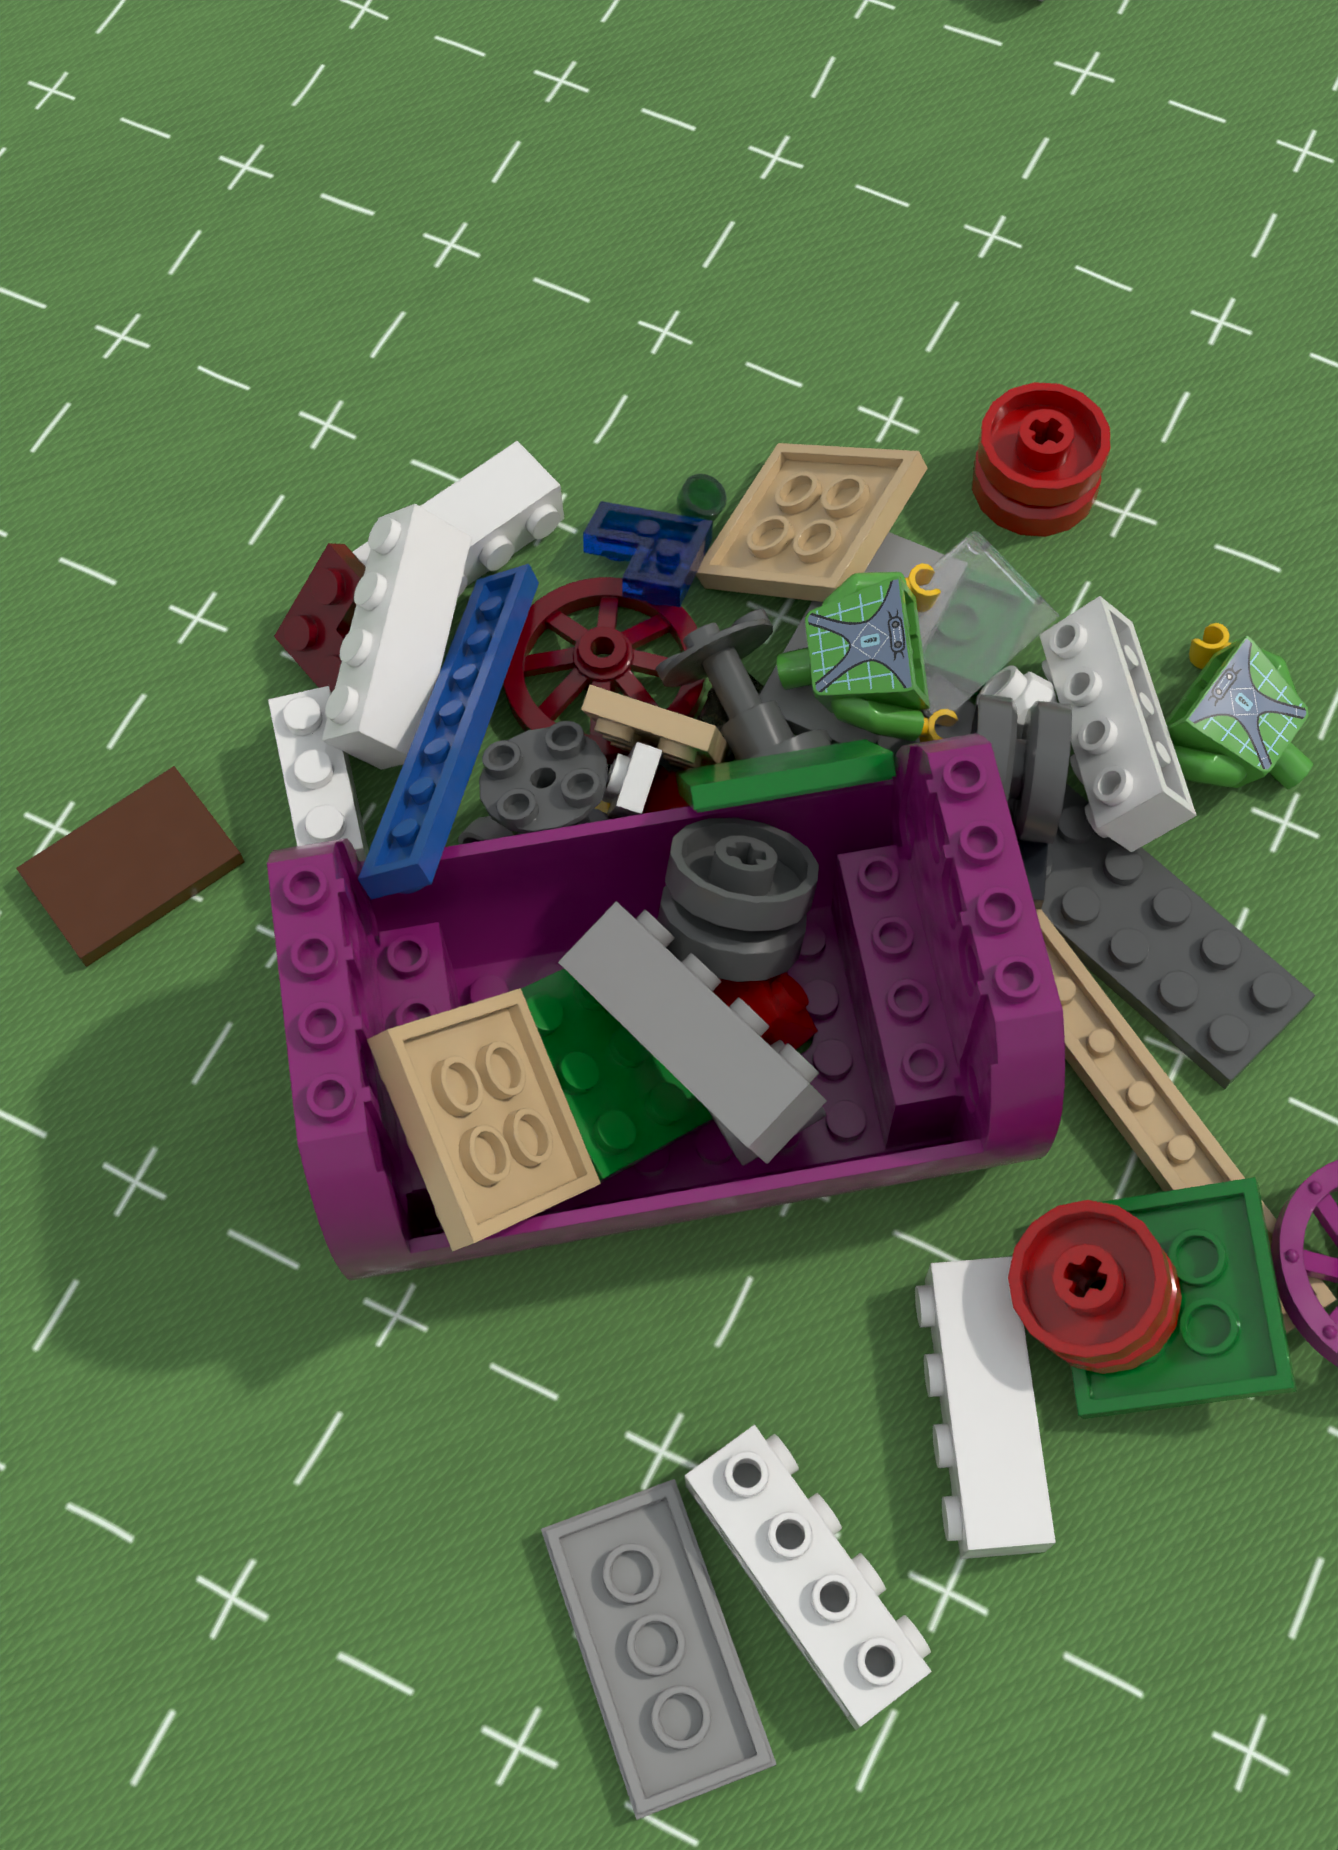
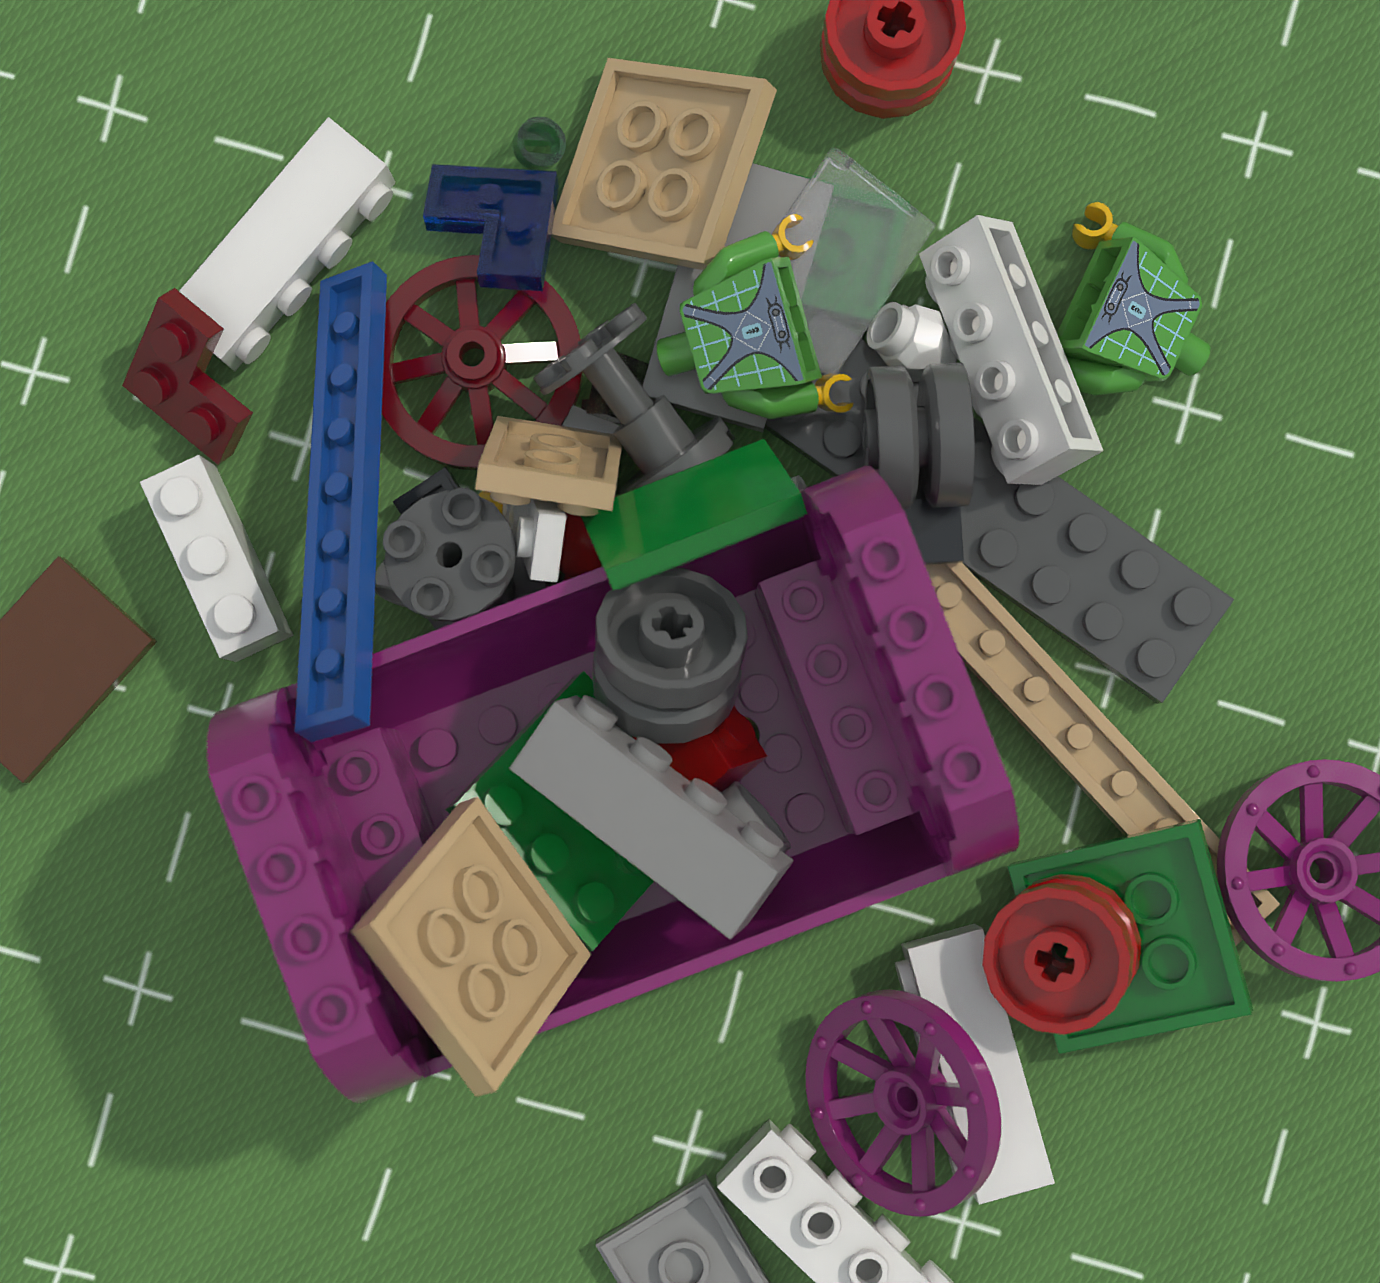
camera: 15 degrees left, 20 degrees up
(396, 635) = (257, 392): white brick -> none
(905, 1416) = (908, 1099): none -> magenta wheel

